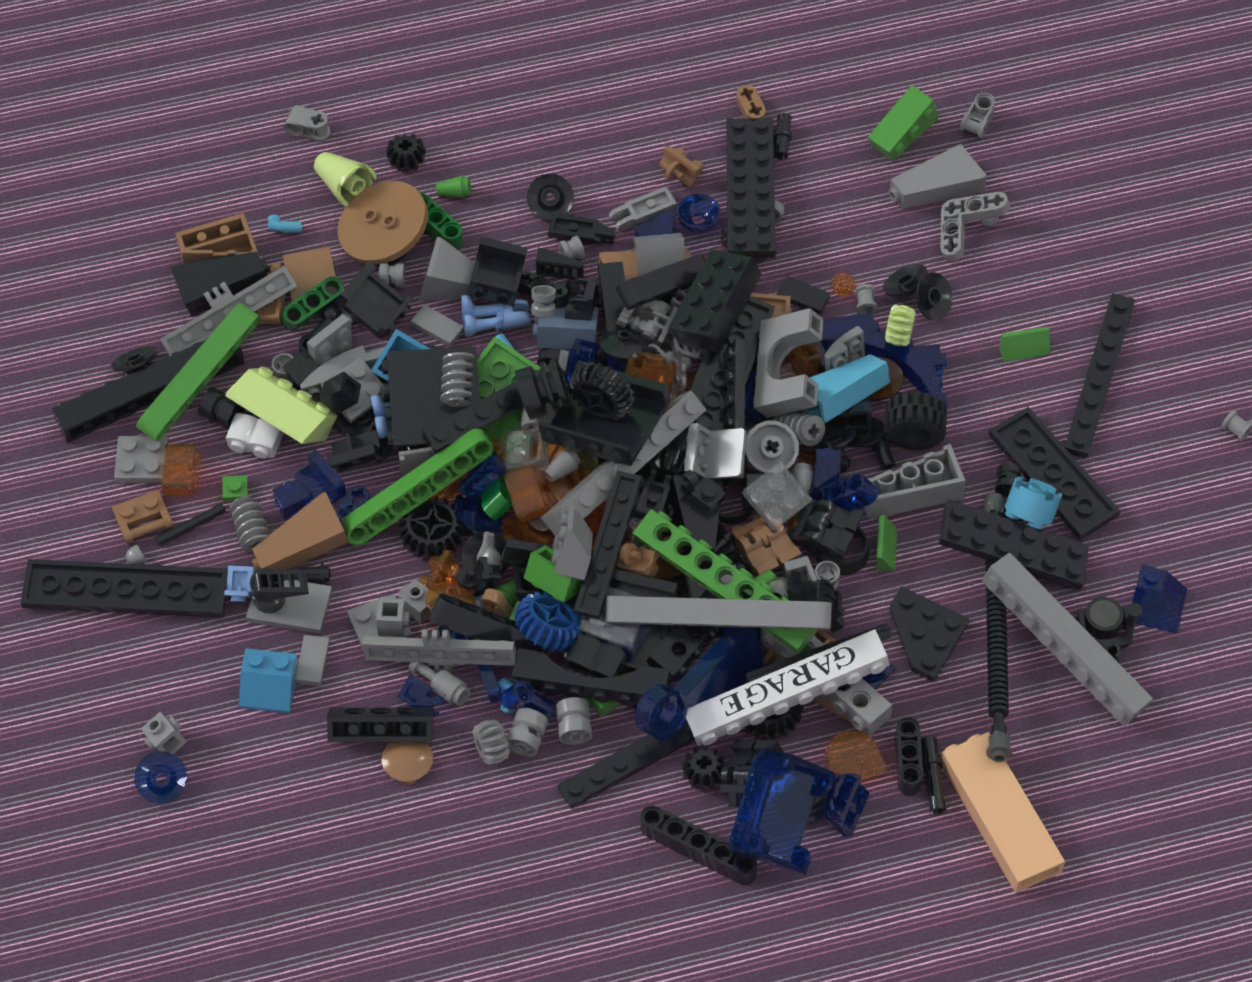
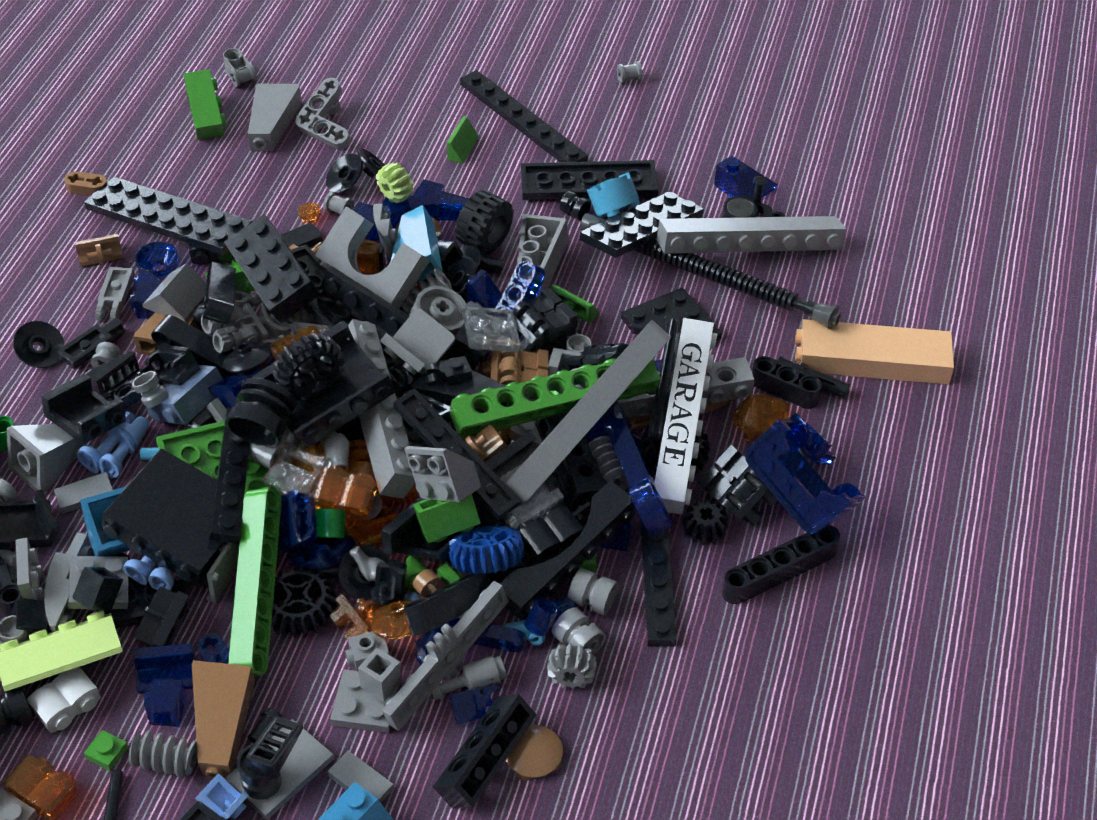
camera: 60 degrees left, 10 degrees down
(455, 379) = (184, 477): light grey piece -> none
(782, 136) = (135, 176): black pin -> none

